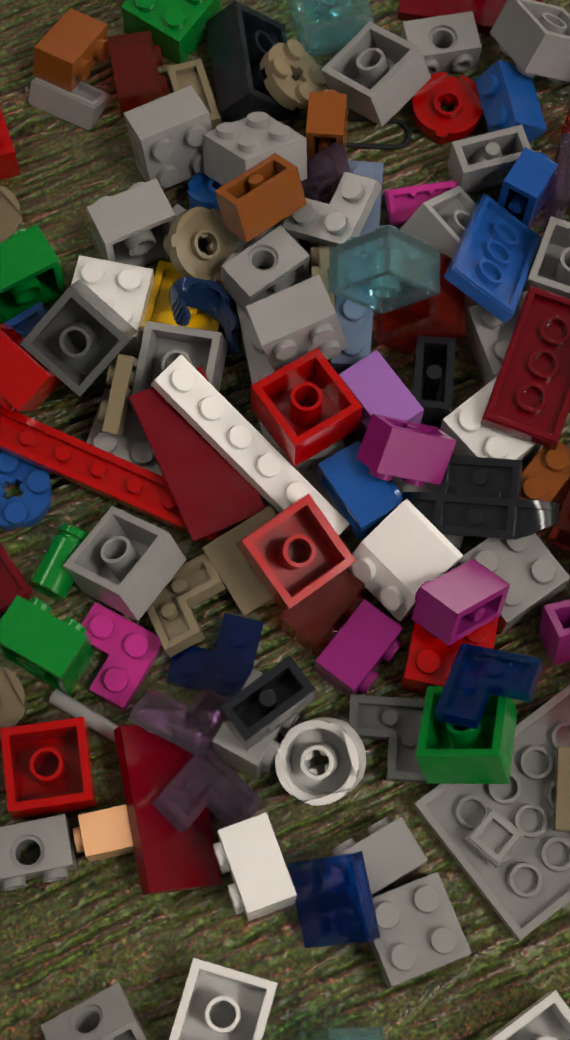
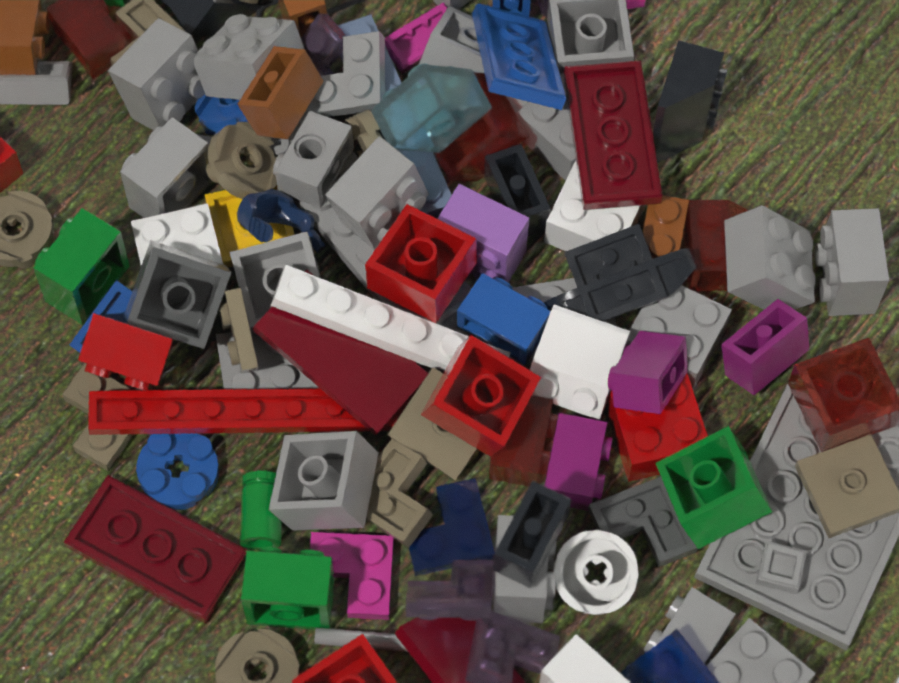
camera: 25 degrees left, 5 degrees down
(405, 450) = (532, 261): magenta brick -> none
(484, 672) = (700, 425): clear blue plate -> none

